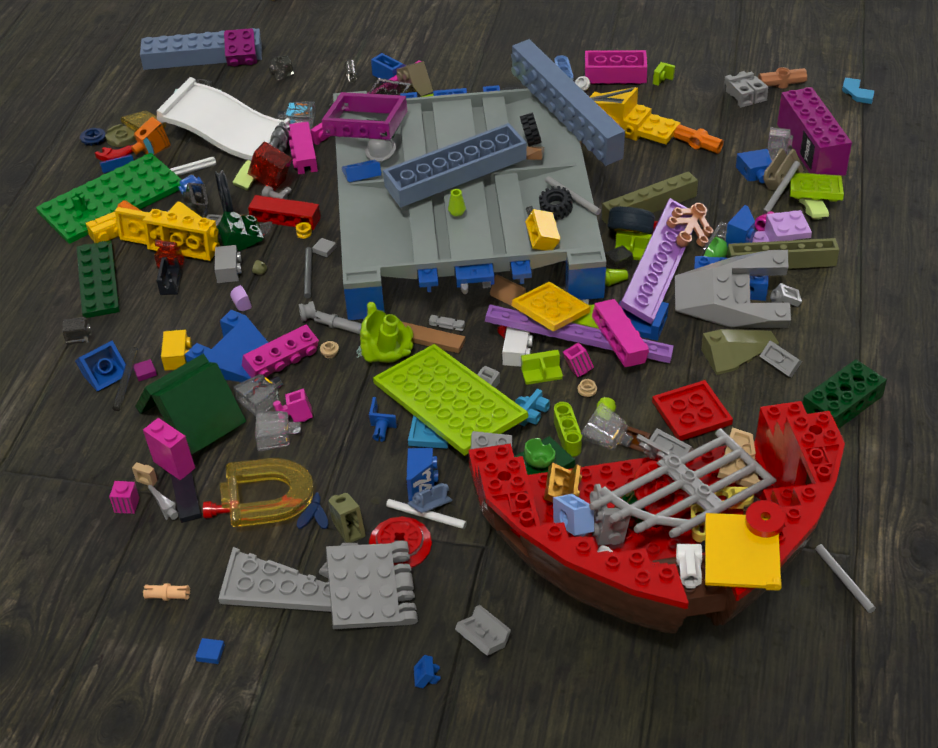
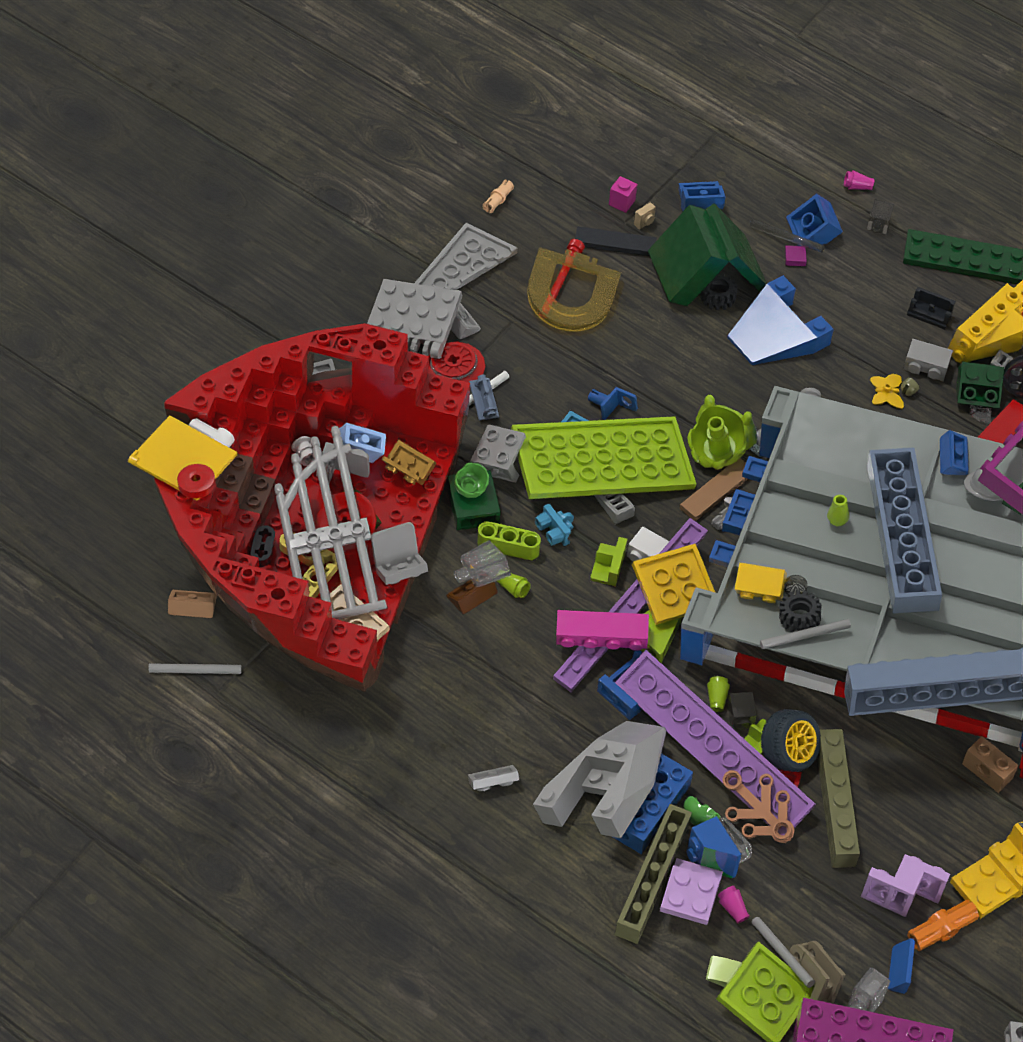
camera: 110 degrees right, 10 degrees up
(36, 358) = (858, 181): none -> dark pink cone
(102, 443) = (701, 194): none -> blue brick
(166, 505) = (604, 222): light grey piece -> none
(169, 250) = (963, 311): clear red brick -> none
(169, 448) = (647, 222): dark pink brick -> none
(174, 348) = (809, 280): yellow brick -> none
(210, 651) = (420, 208): blue tile -> none
(240, 298) = (861, 355): lavender brick -> none
(258, 393) = (703, 323): clear torso -> none
(269, 280) = (887, 390): none -> yellow piece
(274, 429) = (649, 319): clear torso -> none
(280, 352) = (750, 354): dark pink brick -> none
(296, 405) = (664, 340): dark pink brick -> none
(313, 510) = (531, 320): dark blue piece -> none
(329, 349) = (742, 406): tan plate -> none
(345, 508) = (500, 329): olive torso -> none
(421, 470) = (513, 393): blue slope -> none
(424, 672) = (302, 325): blue tile -> none
(530, 129) = (937, 639): black tyre -> none
(534, 153) = (904, 630): medium nougat slope -> none
(578, 359) = (595, 588): dark pink brick -> none
(587, 388) = (558, 582): tan plate -> none
(690, 151) = (911, 879): none -> lavender bracket
(692, 410) = (471, 658): red plate -> none
(730, 348) = (534, 744): olive wedge -> none
(739, 145) = (901, 966): none -> blue slope
(753, 164) = (851, 954): blue torso -> none
(785, 612) = (191, 603): none -> medium nougat slope
(786, 294) = (587, 843): light grey bracket -> none
(846, 393) = (403, 799): dark green brick -> none

